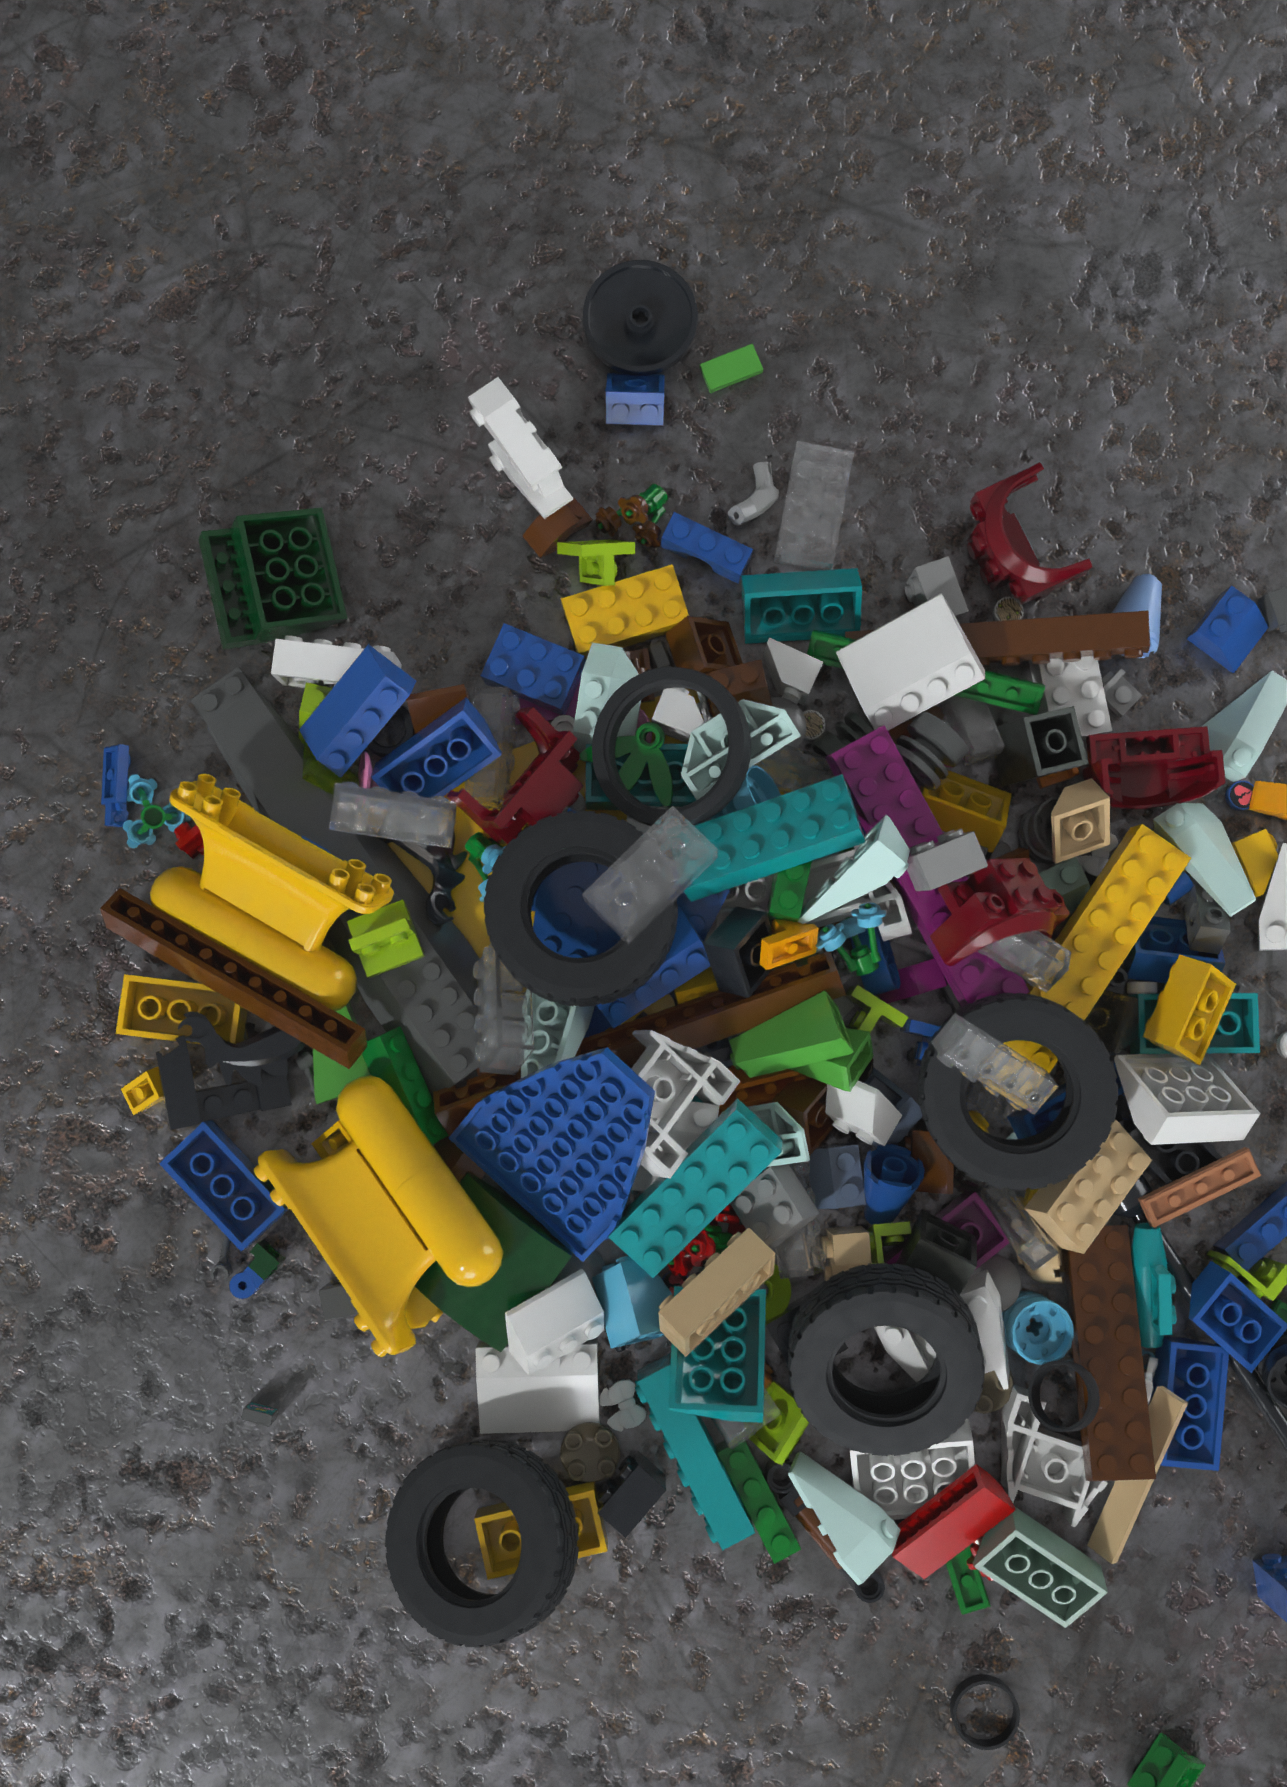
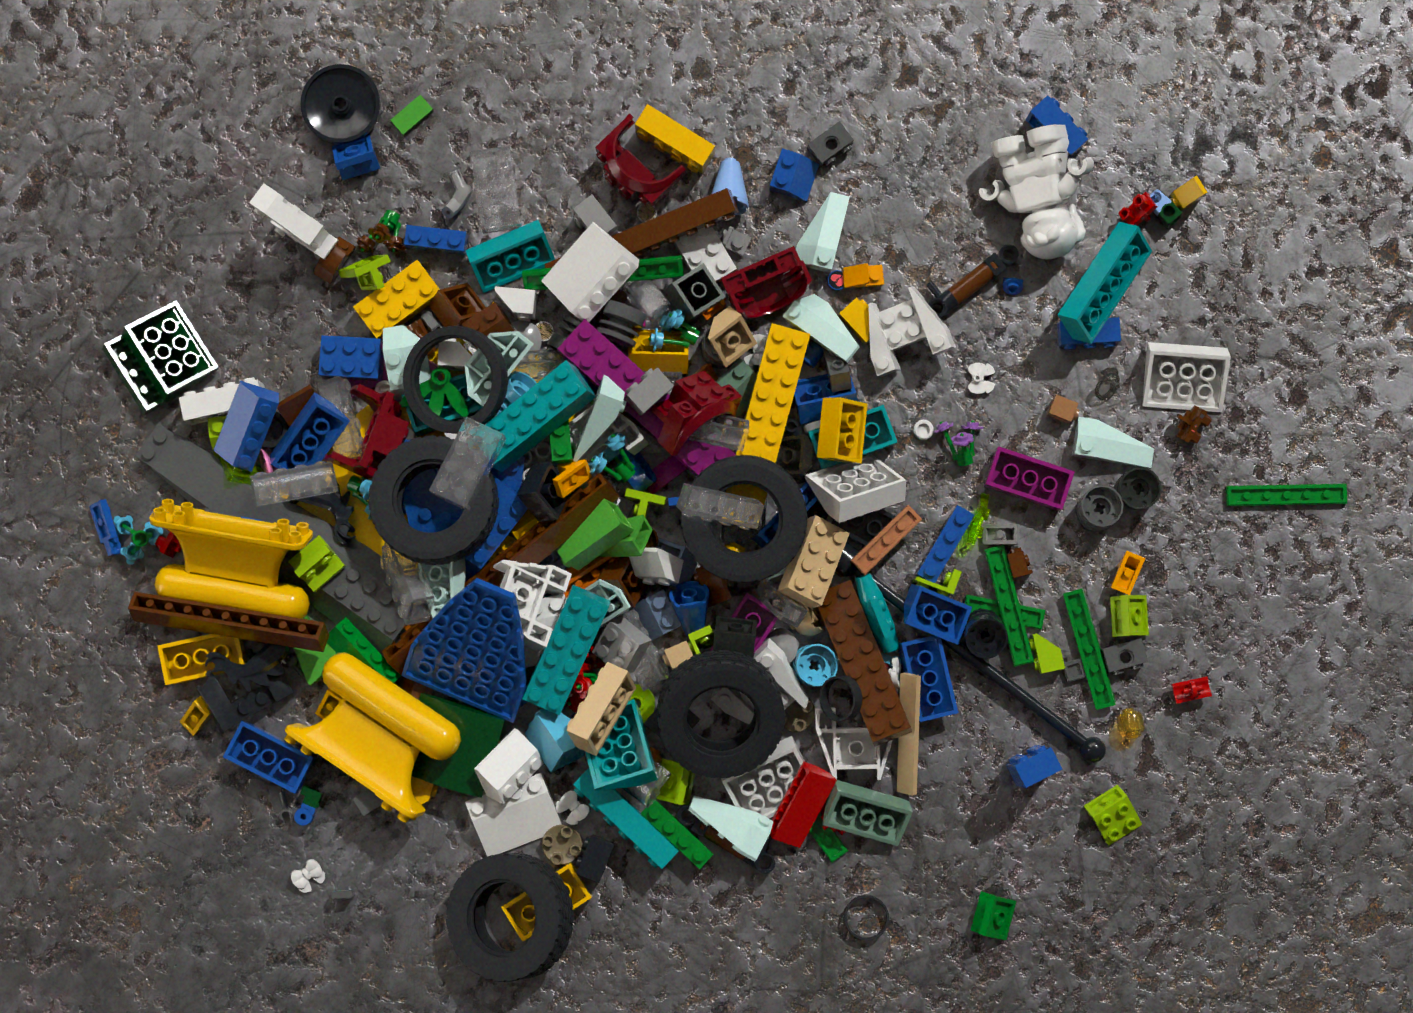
camera: 20 degrees left, 0 degrees up
(209, 1369) = (301, 878): none -> white piece
(1004, 772) = (674, 320): none -> plant
(1084, 521) = (675, 139): none -> yellow brick

